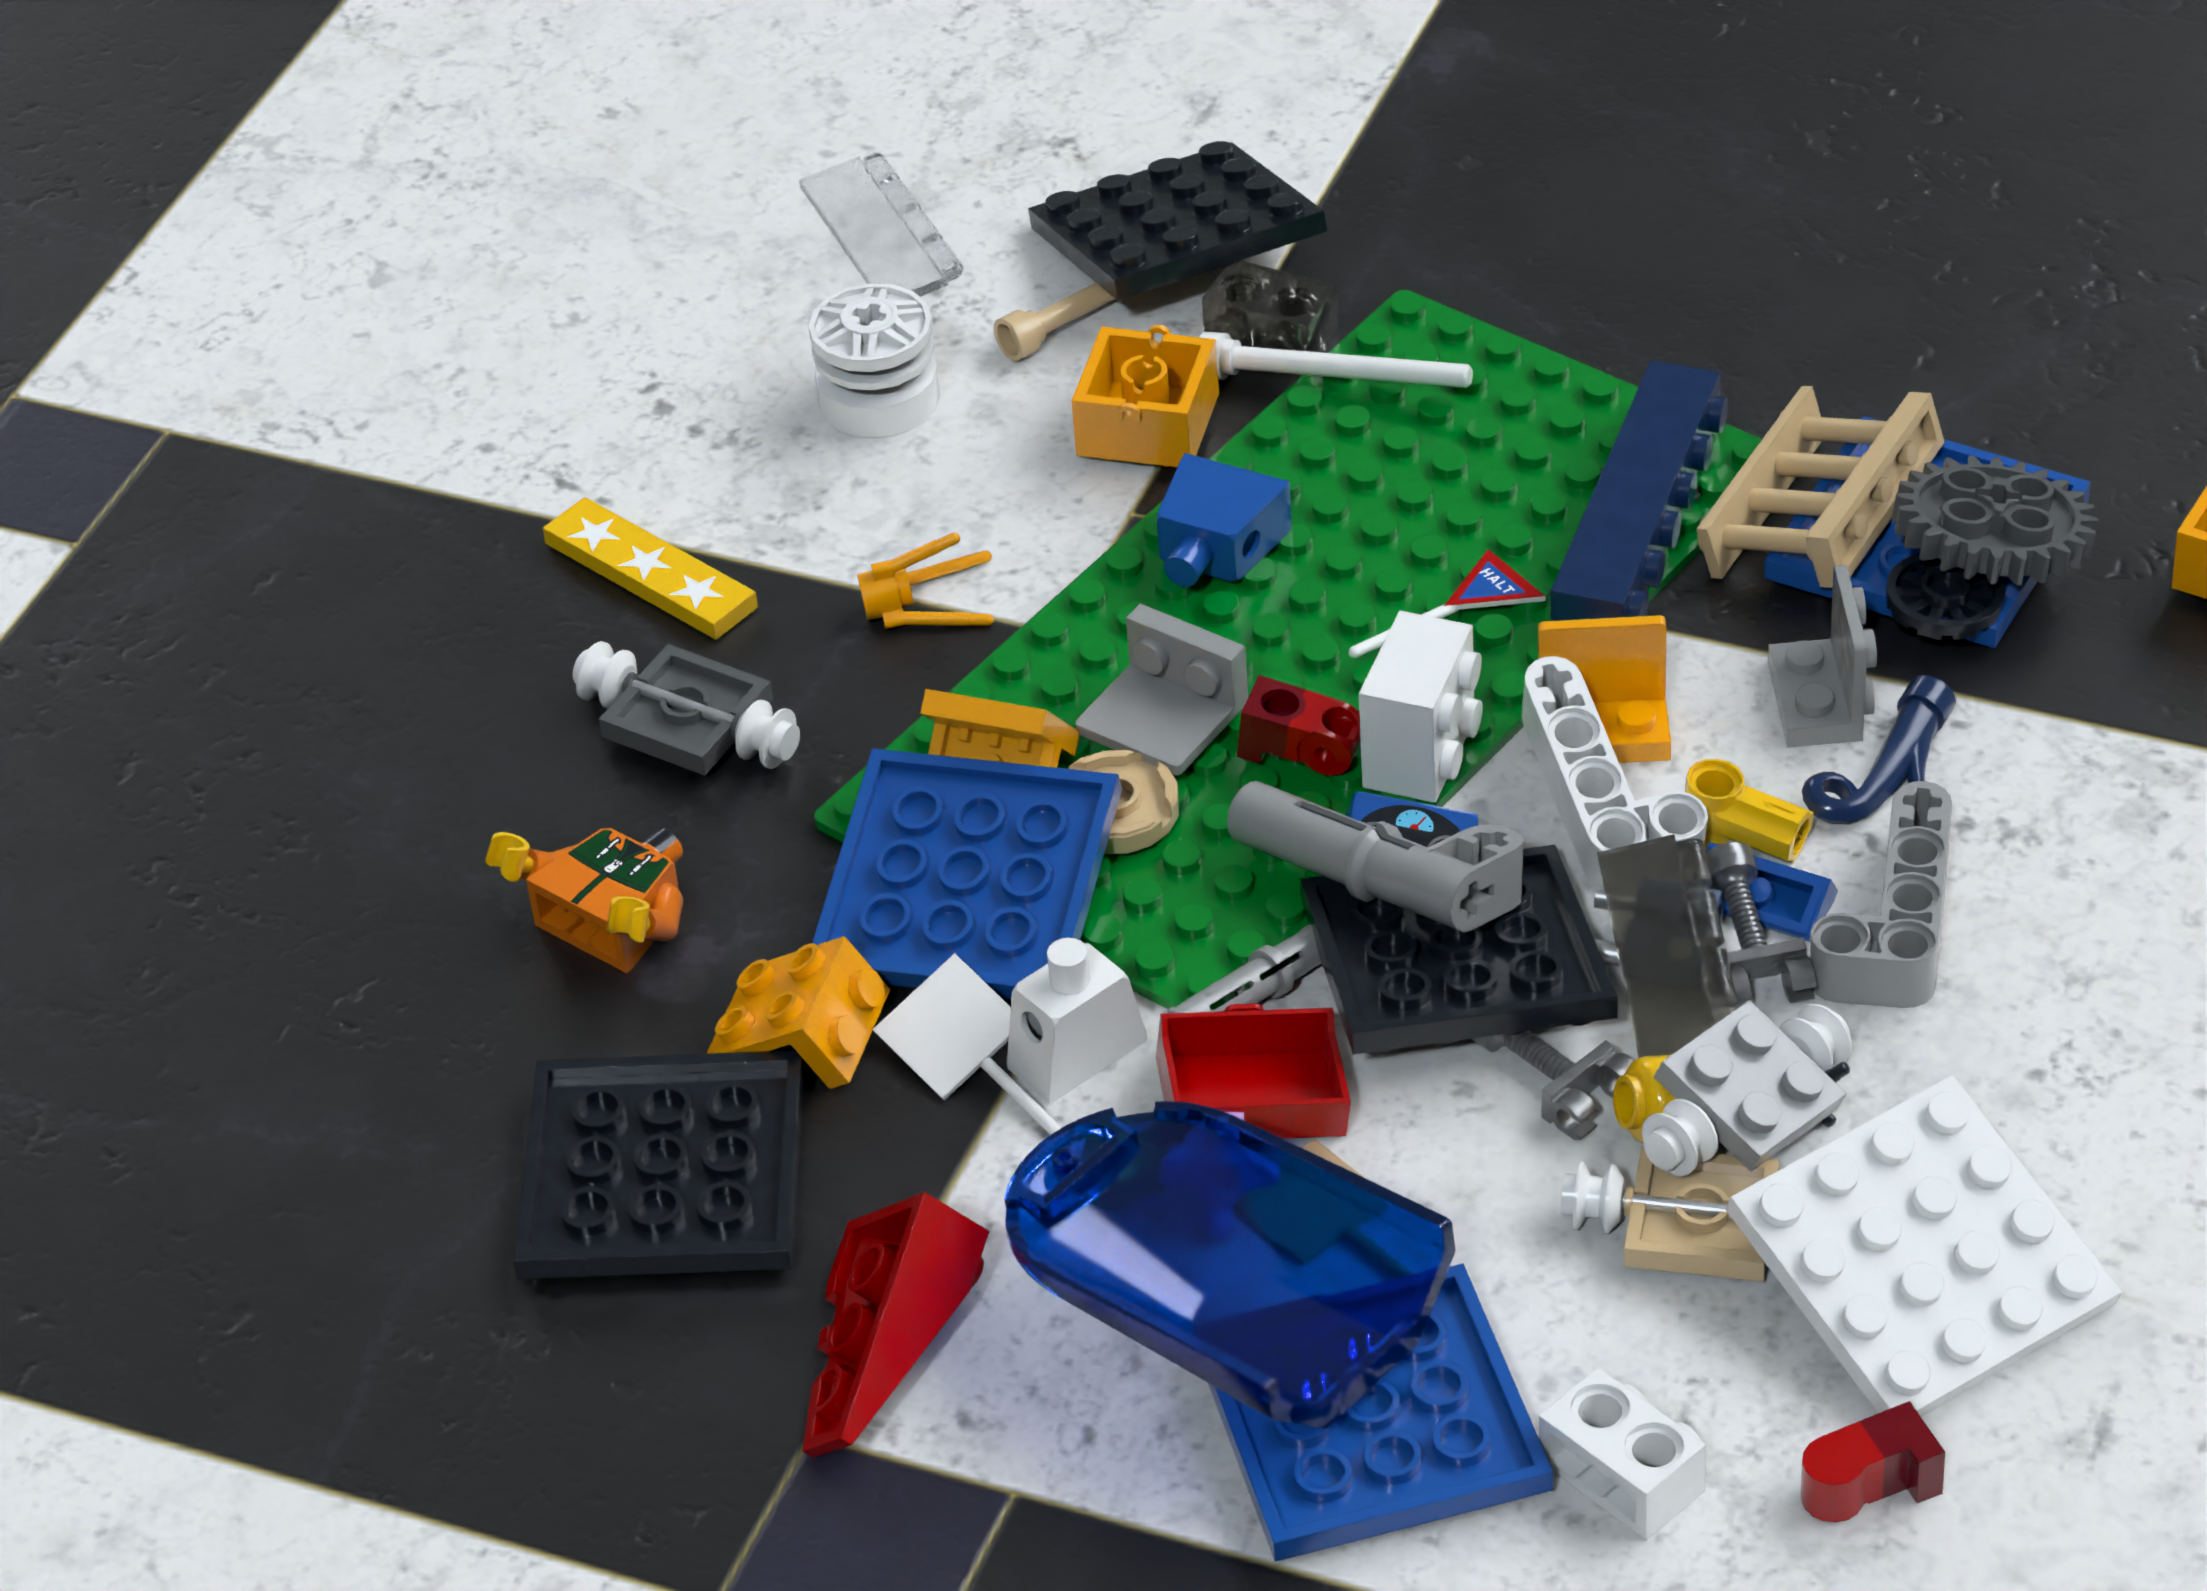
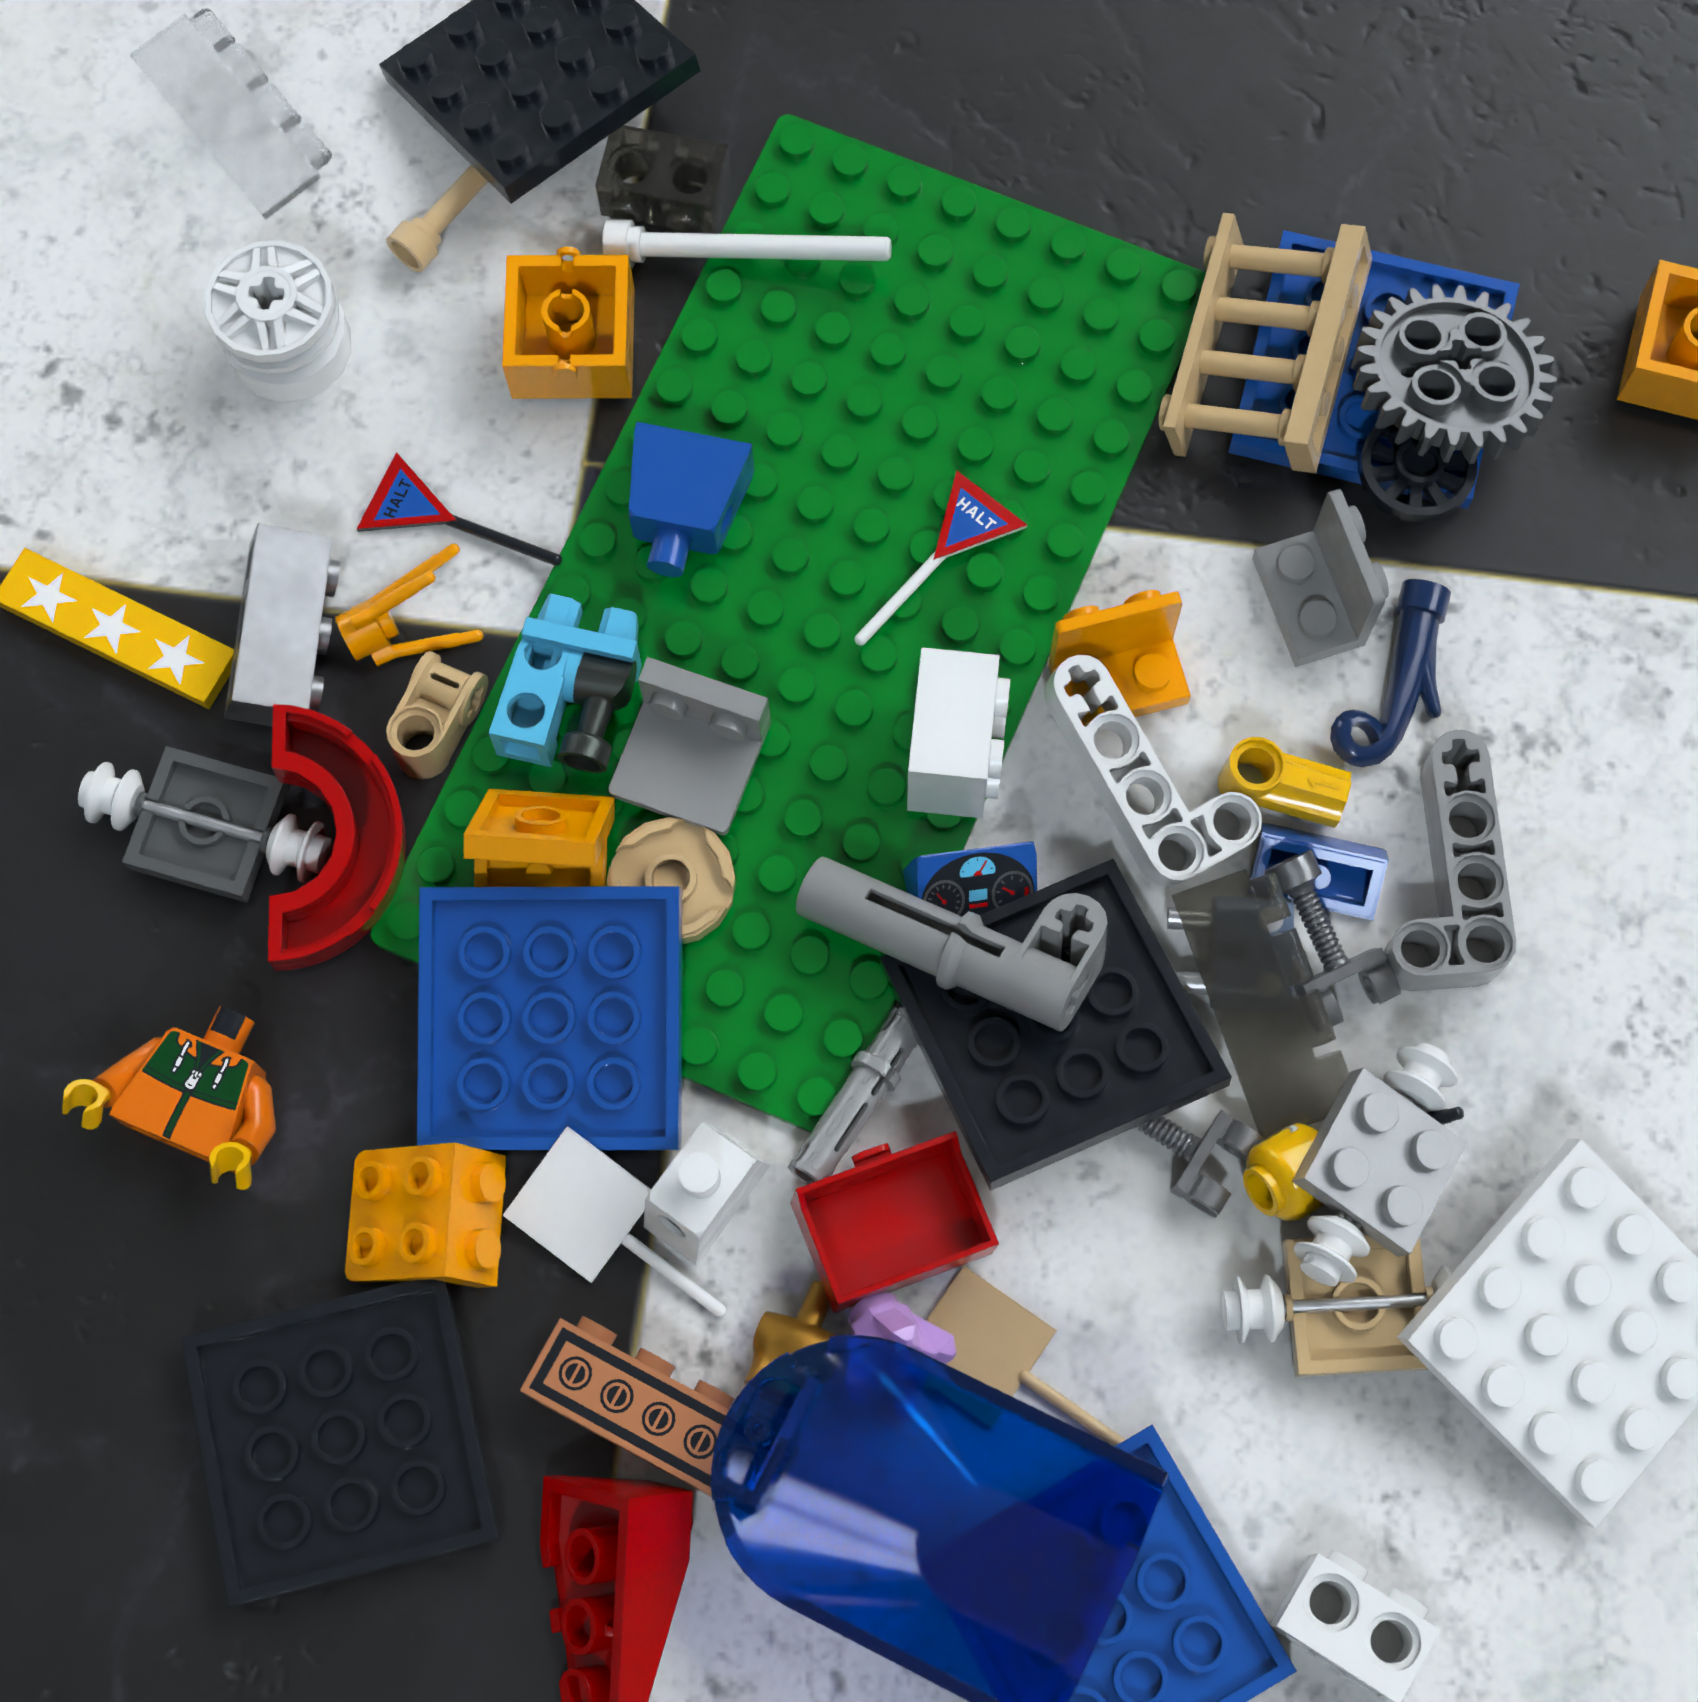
camera: 15 degrees left, 30 degrees up
(803, 575) = (281, 624): none -> brick
(821, 748) = (368, 845): none -> red brick
(919, 1147) = (630, 1400): none -> nougat brick
(924, 656) = (439, 704): none -> tan piece
(955, 513) = (407, 502): none -> piece
(1049, 622) = (569, 665): none -> medium azure hips
(1298, 727) = (836, 762): leg -> none
(1641, 495) = (1096, 399): dark blue brick -> none
(1870, 1463) = (1562, 1603): leg -> none

